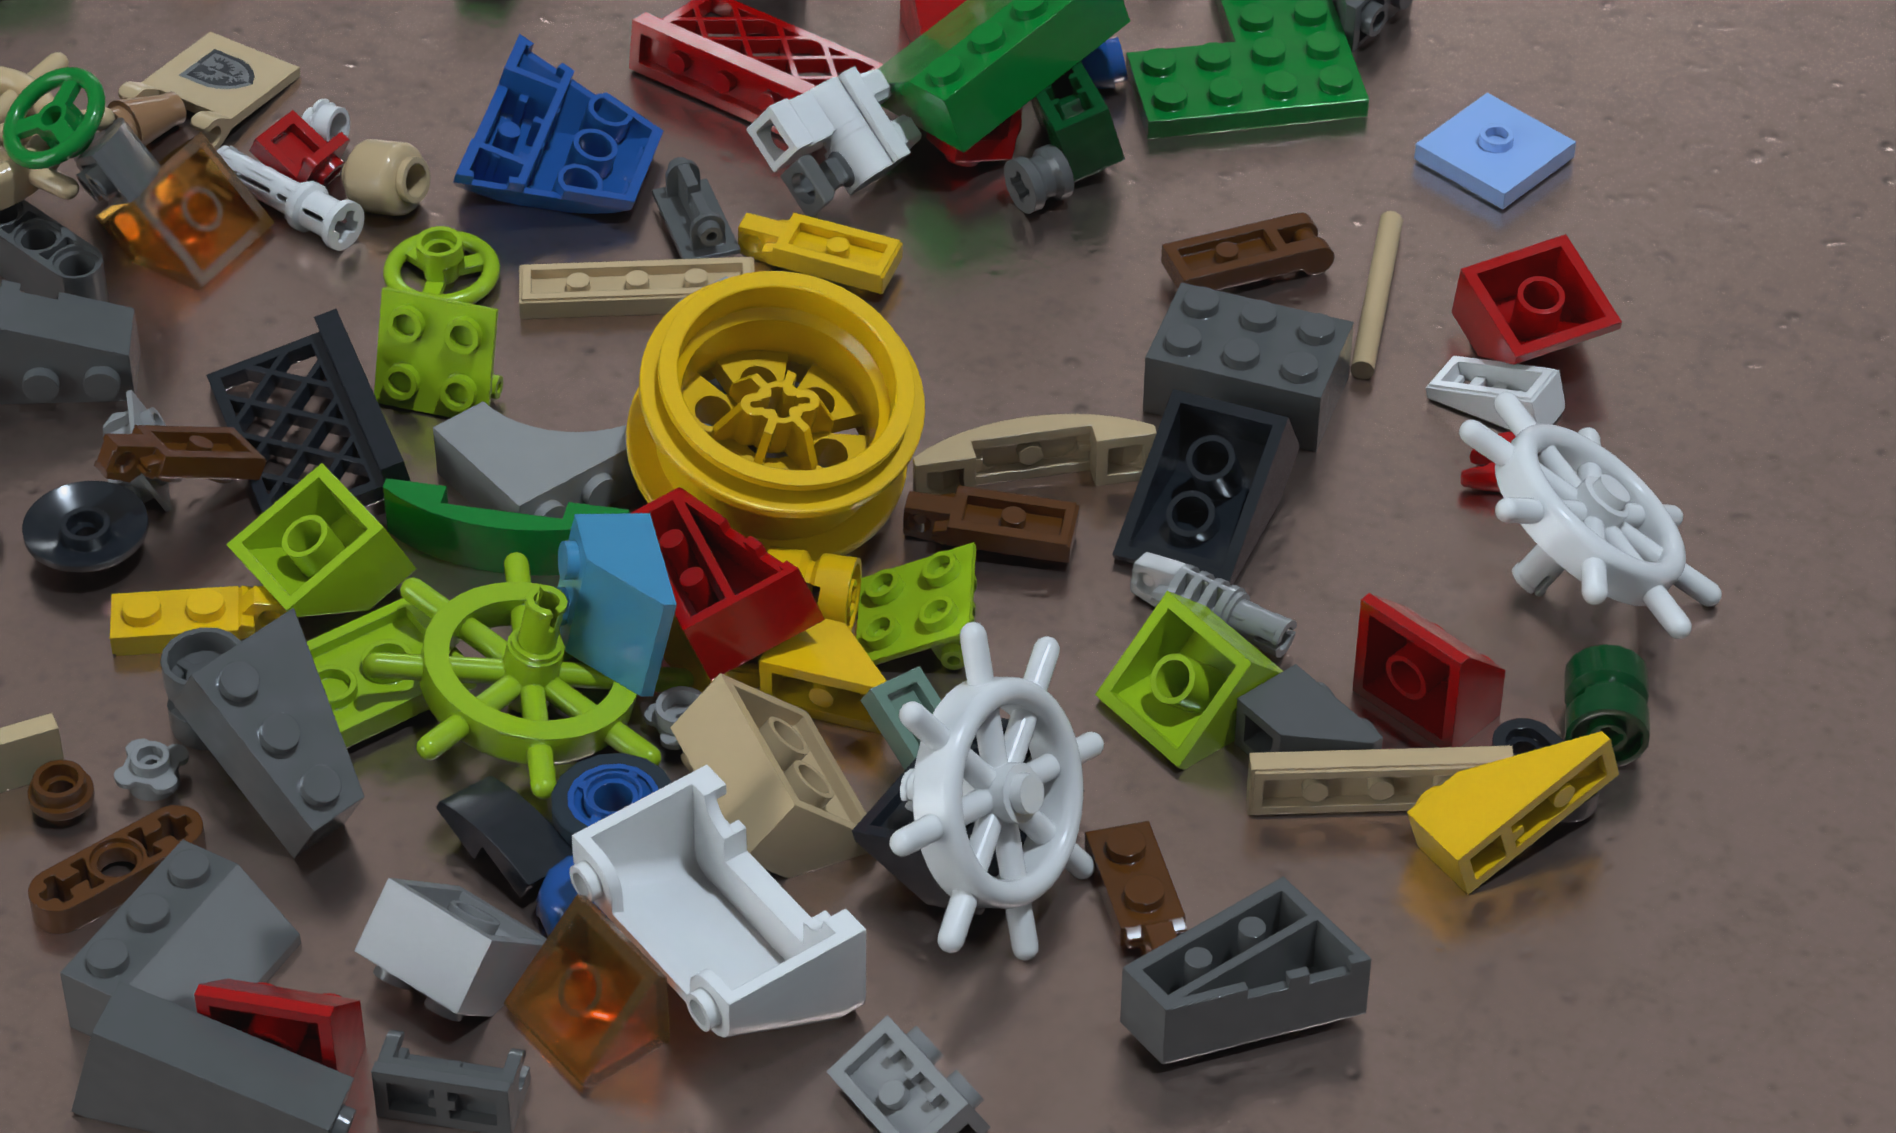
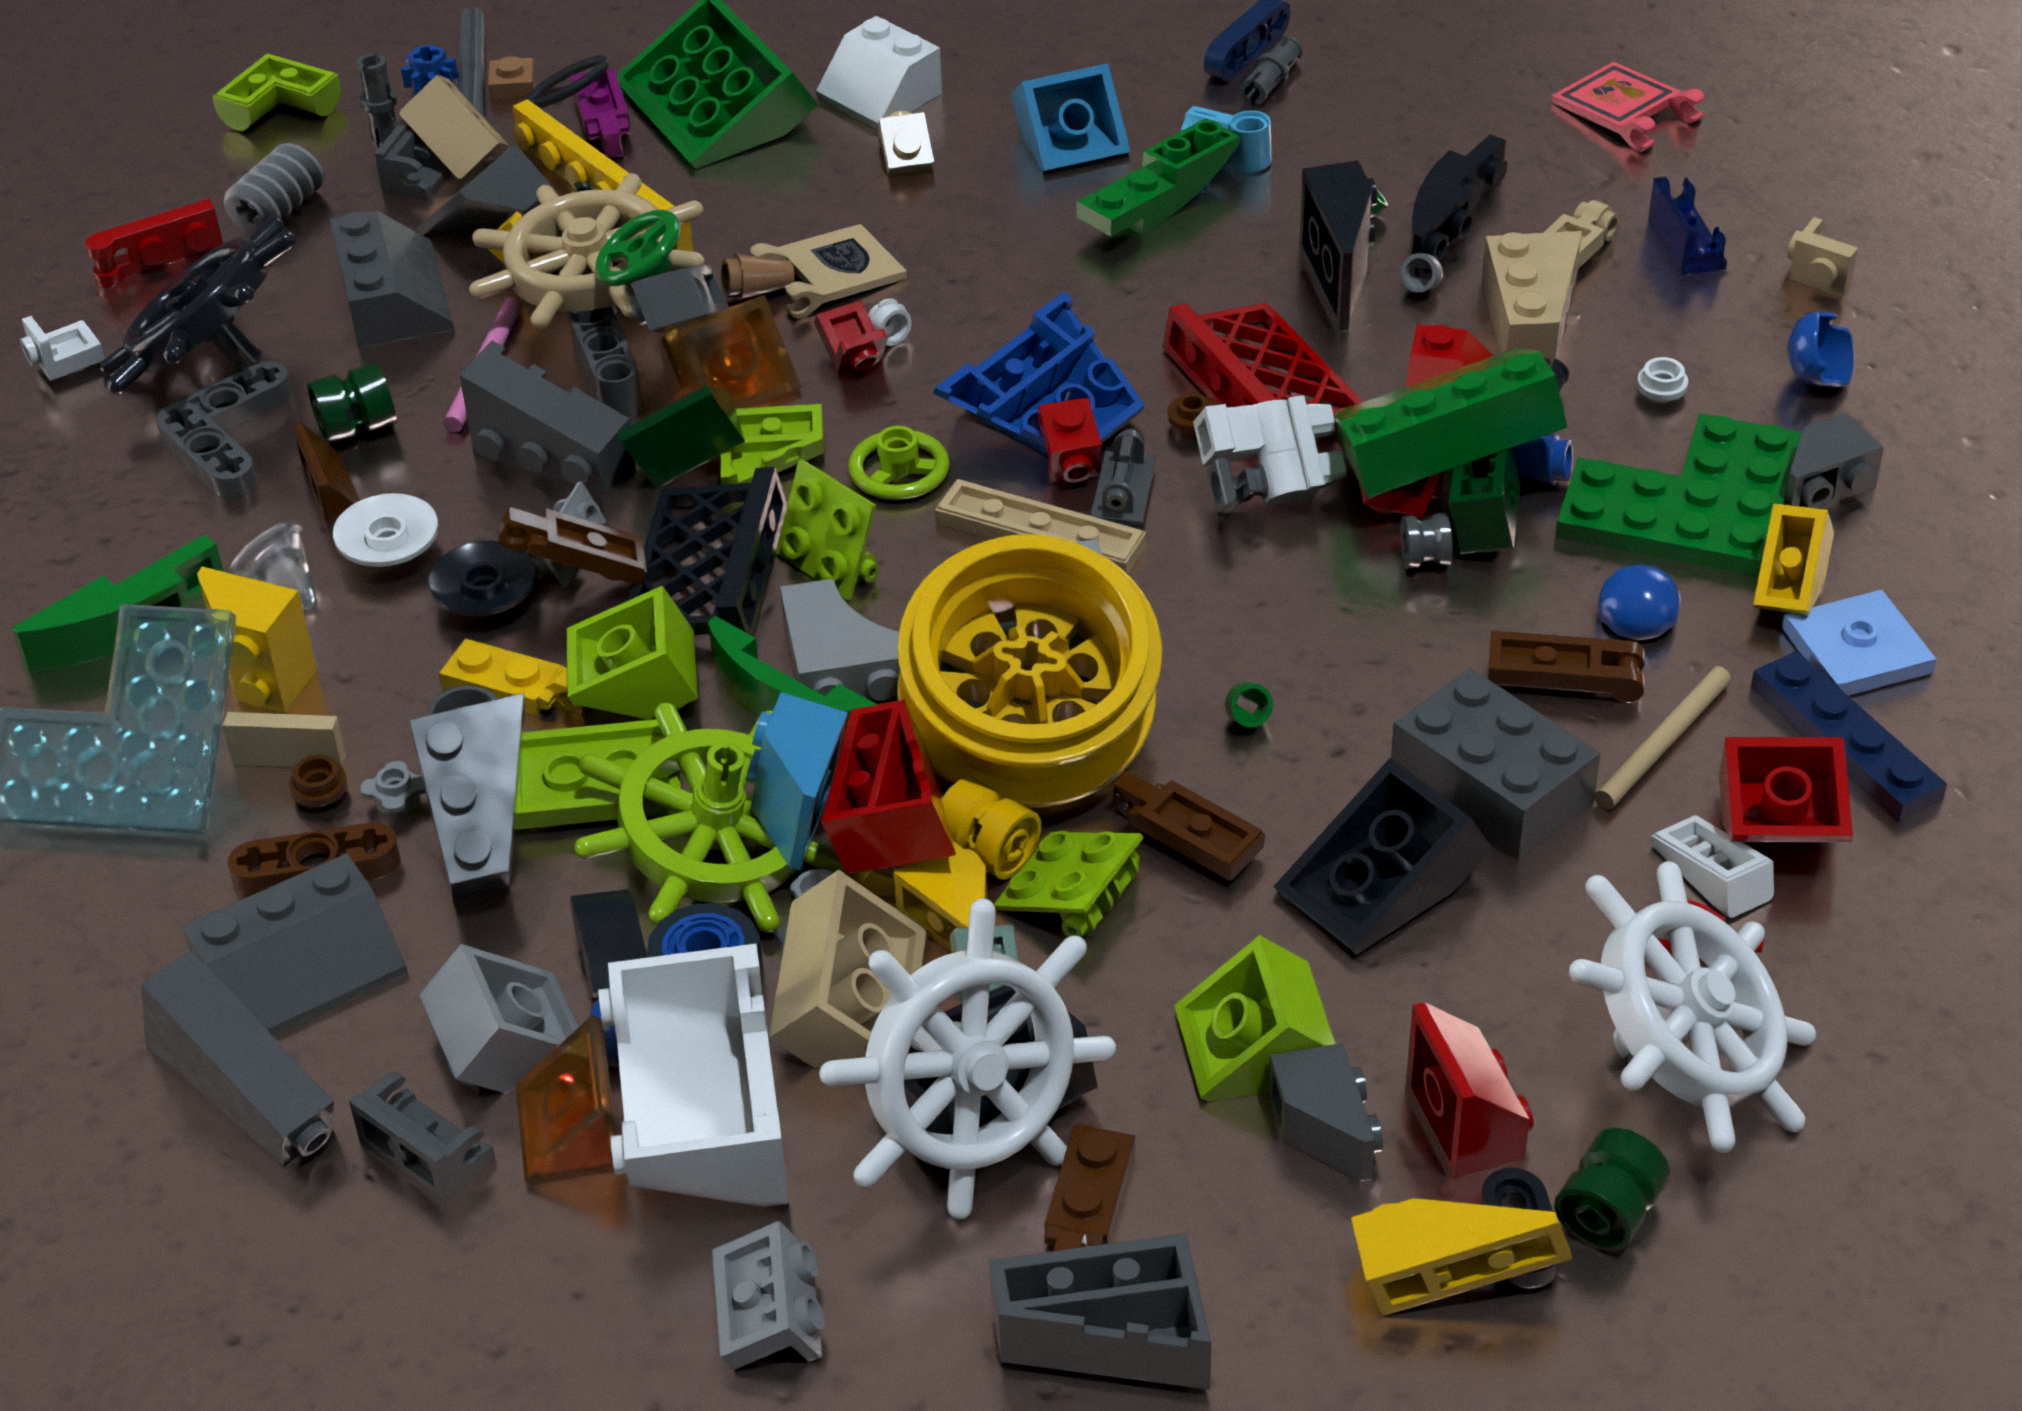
camera: 30 degrees right, 0 degrees up
(206, 308) = (684, 434): none -> dark green slope
(286, 288) = (773, 439): none -> lime wing
(303, 1022) = (320, 1035): red slope -> none
(304, 204) = (827, 378): white pin -> none
(386, 177) = (900, 375): tan head -> none
(620, 186) = (1070, 440): none -> red bracket
(715, 127) = (1184, 411): none -> reddish brown plate
(822, 249) = (1206, 544): yellow hinge -> none
(978, 379) = (1254, 693): none -> green hinge
(1036, 447) = (1250, 769): tan slope -> none
(1156, 575) = (1329, 961): light grey hinge -> none
(1276, 174) = (1639, 602): none -> blue hair
(1355, 778) = (1337, 1167): tan tile -> none
(1399, 87) = (1794, 559): none -> yellow slope
(1512, 224) = (1871, 752): none -> dark blue plate

